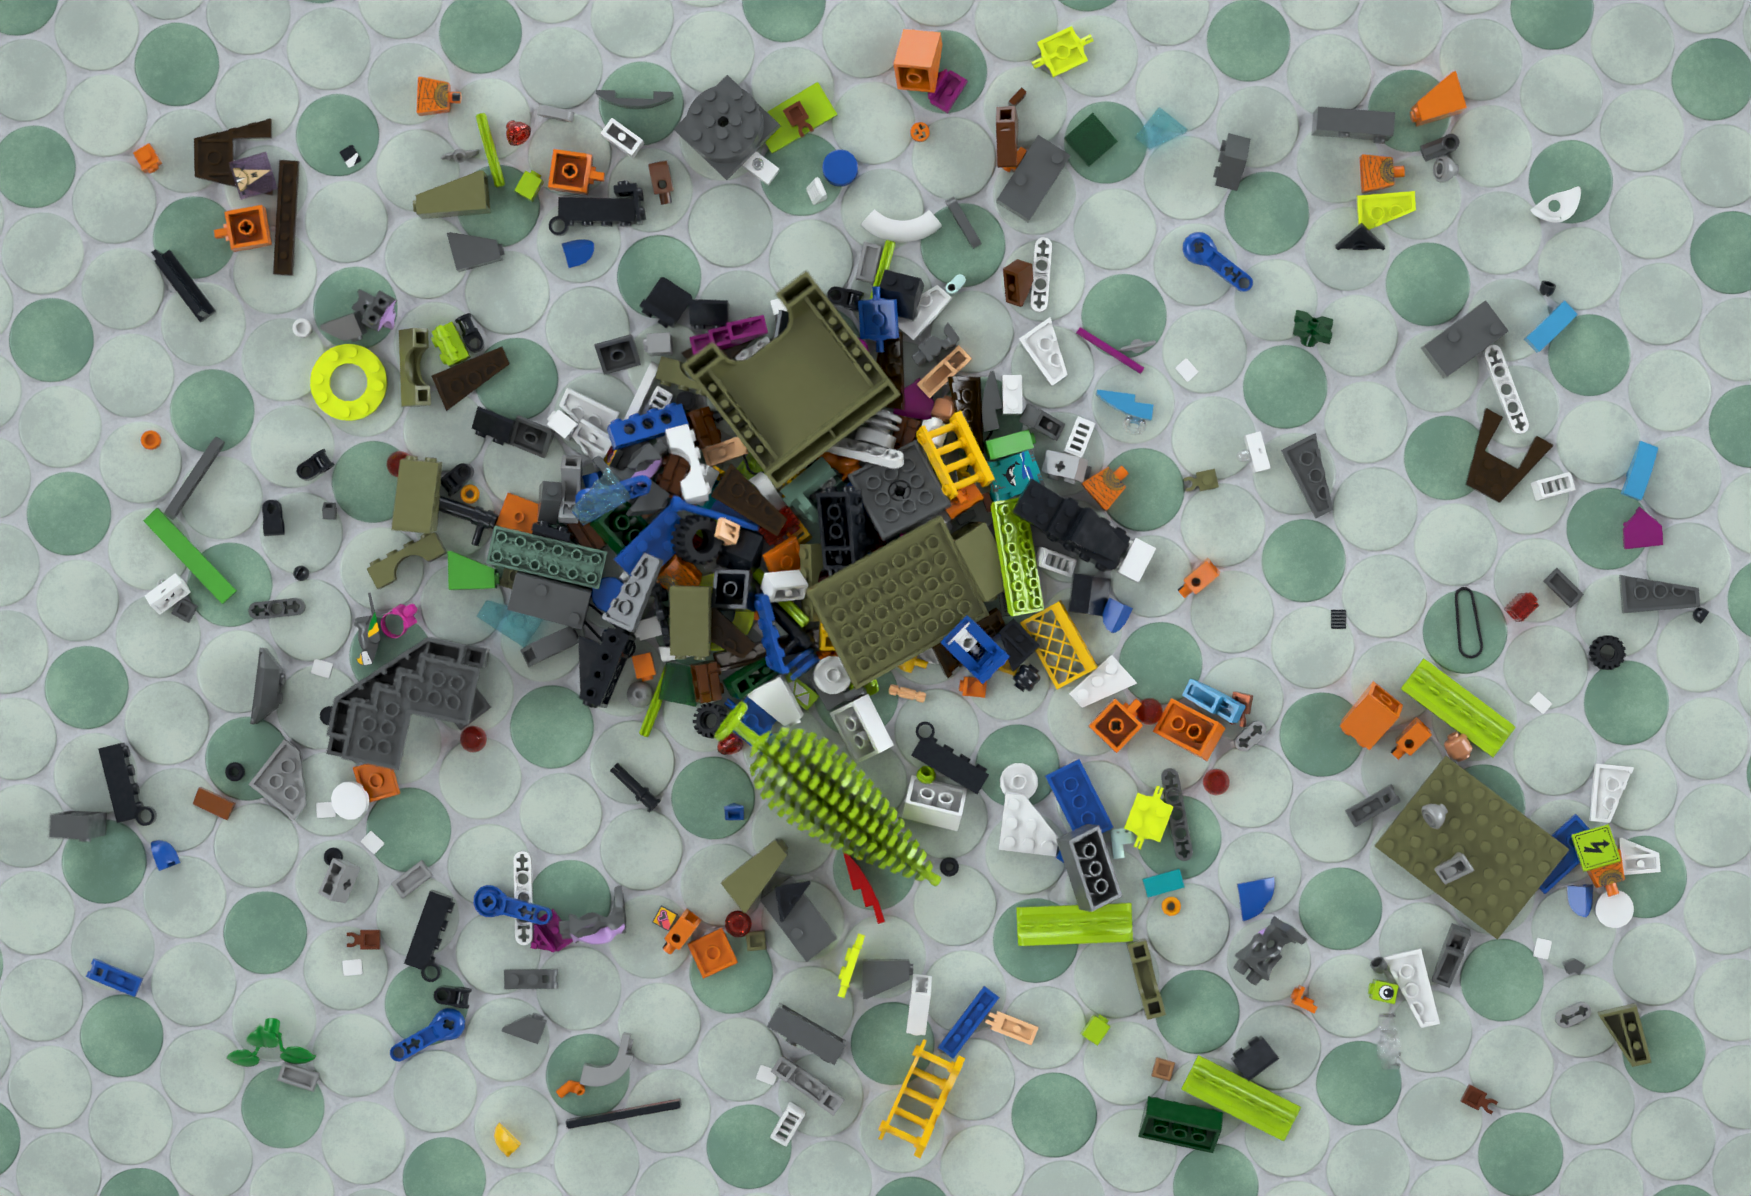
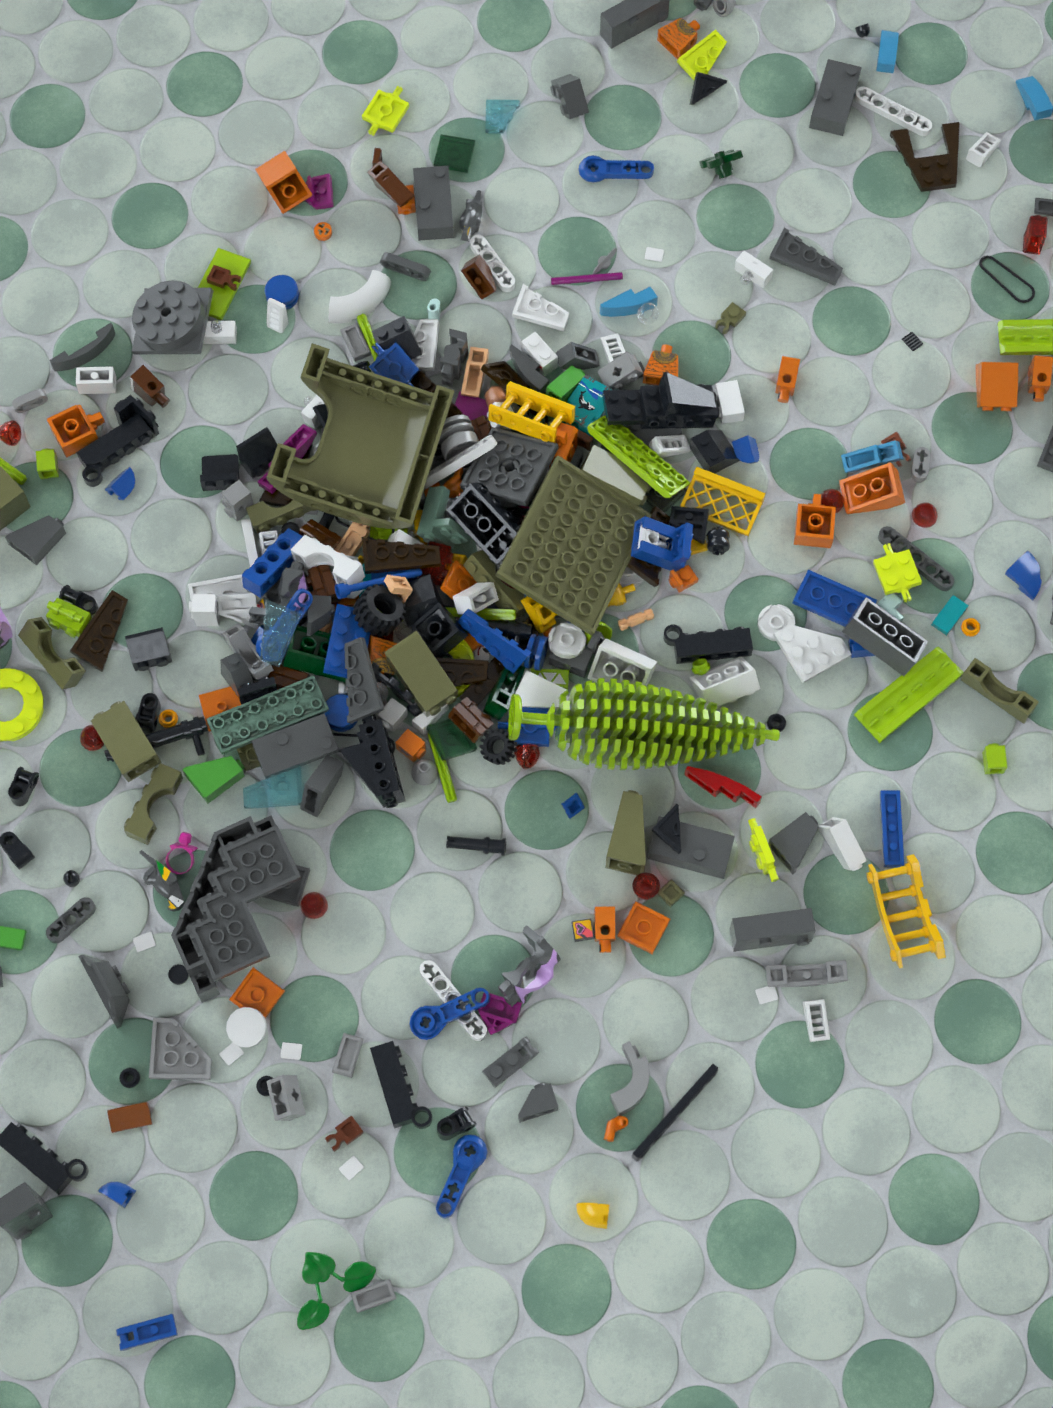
camera: 40 degrees left, 20 degrees down
(329, 511) = (60, 812): dark grey piece -> none
(531, 436) = (186, 638): dark grey slope -> none
(617, 354) = (208, 532): dark grey slope -> none
(1012, 1027) = (929, 806): light nougat hinge -> none
(1056, 217) = (471, 217): none -> dark grey animal
(1102, 682) = (778, 504): white wing -> none

